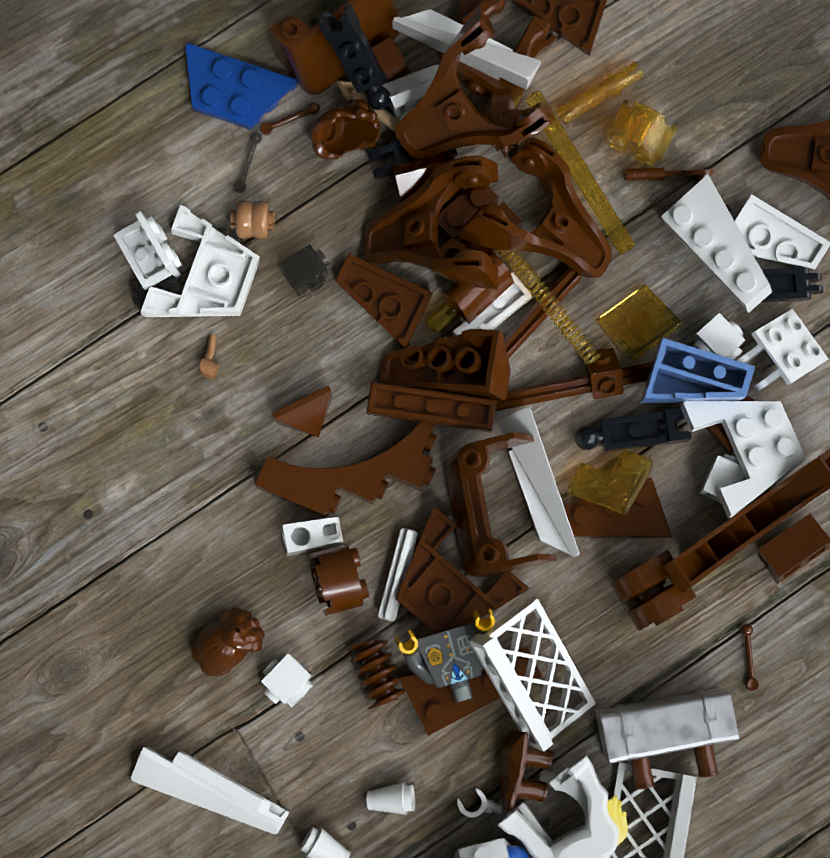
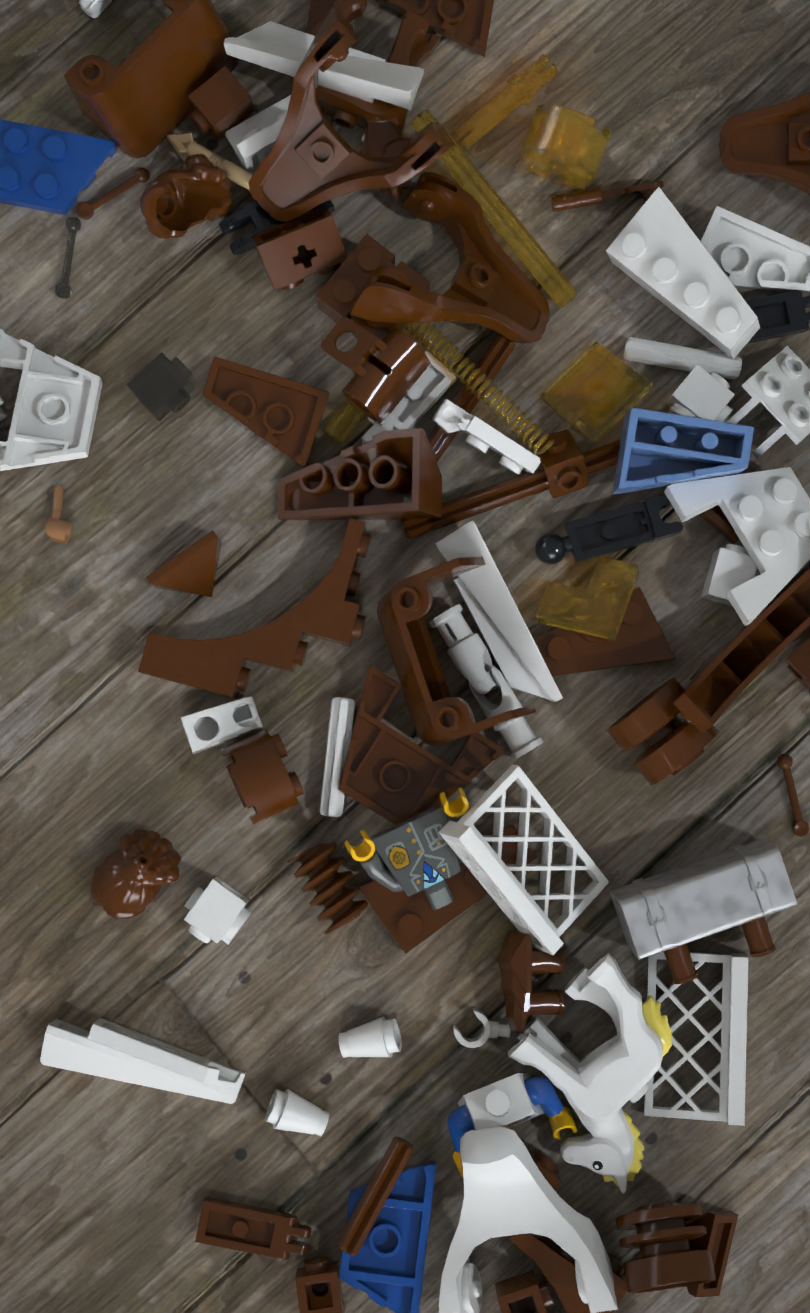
camera: 10 degrees left, 5 degrees up
(252, 219) = (84, 331): medium nougat piece -> none
(356, 56) = (183, 95): black plate -> none
(411, 227) = (288, 311): reddish brown animal -> none
(431, 407) = (348, 539): reddish brown tile -> none
(516, 518) = (475, 664): none -> white piece
(547, 344) = (483, 436): none -> white hinge
(708, 306) = (681, 357): none -> white axle

